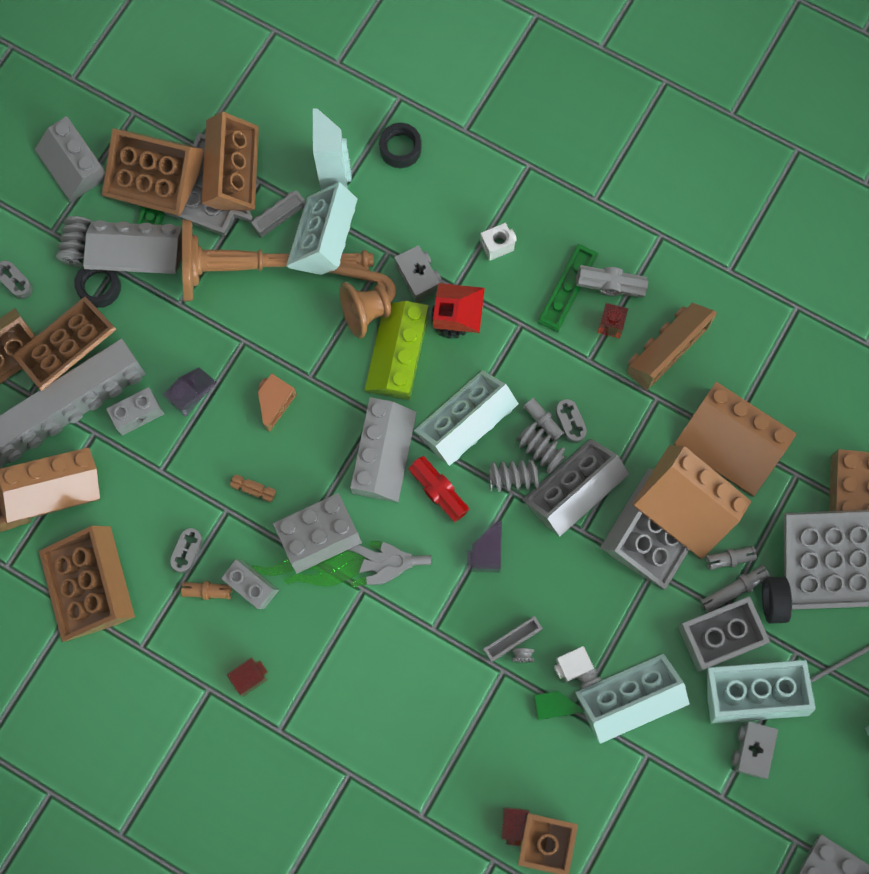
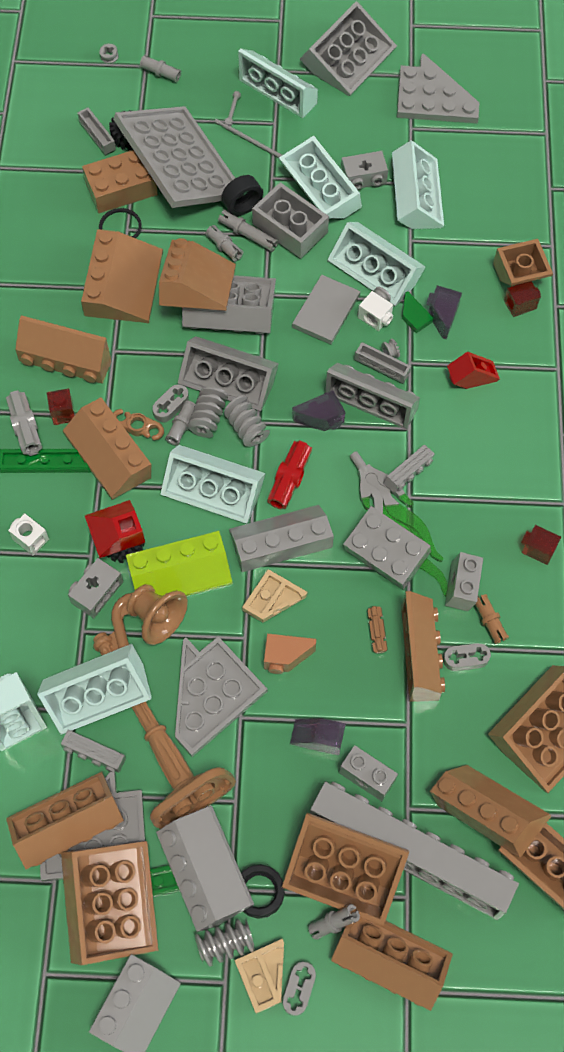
camera: 120 degrees left, 10 degrees down
(37, 258) = (263, 975): none -> tan wing
(38, 322) = (334, 922): none -> light grey pin
(211, 511) = (421, 648): none -> medium nougat slope
(274, 325) = (212, 693): none -> light grey wing
(330, 415) = (272, 597): none -> tan wing
(388, 605) = (409, 468): none -> light grey piece
(456, 722) = (472, 371): none -> red slope
(480, 607) = (372, 395): none -> light grey slope
(542, 734) = (443, 308): none -> clear purple slope
(548, 342) = (107, 449): none -> medium nougat slope
(560, 391) = (148, 424): none -> medium nougat piece
(603, 620) = (326, 309): none -> light grey tile
(706, 796) = (417, 187): none -> light aqua slope
(789, 484) = (124, 210): none -> black piece

